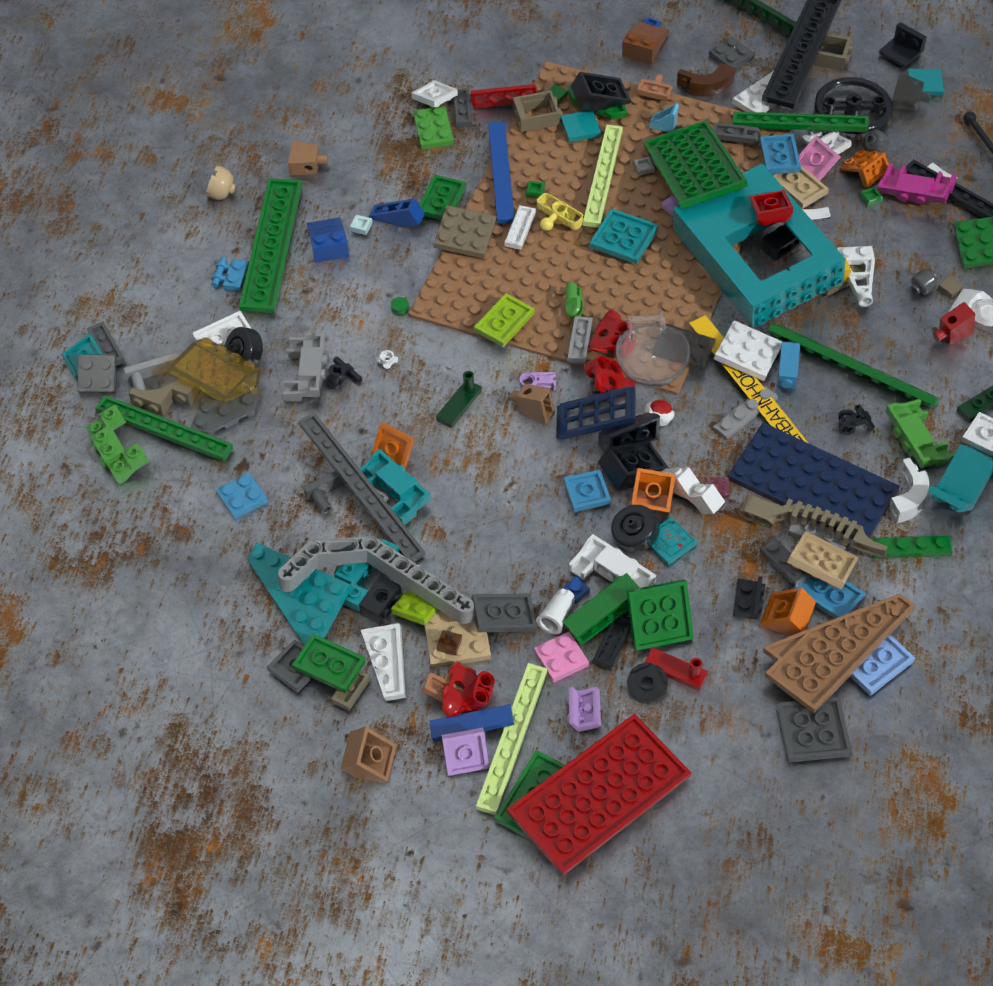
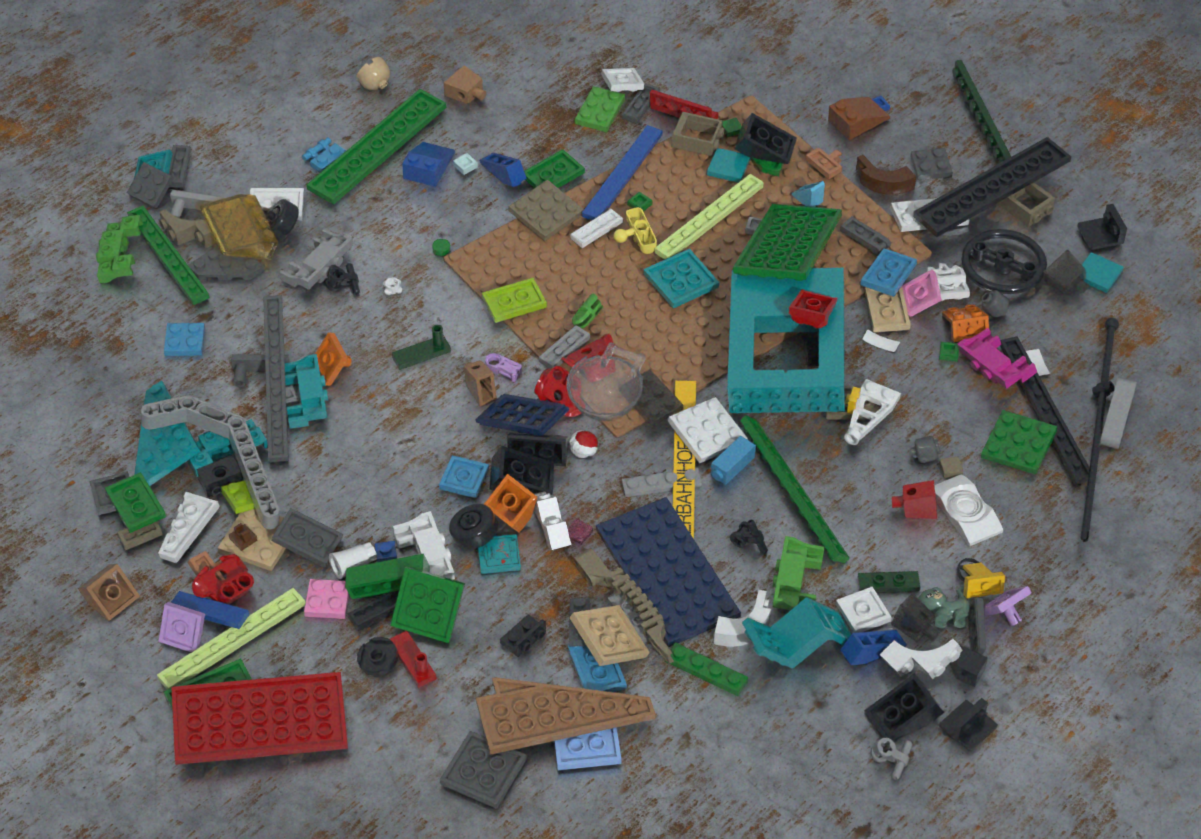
camera: 30 degrees right, 5 degrees down
(584, 709) = (306, 647): lavender bracket -> none
(788, 611) = (546, 663): orange slope -> none
(802, 121) = (934, 252): green plate -> none

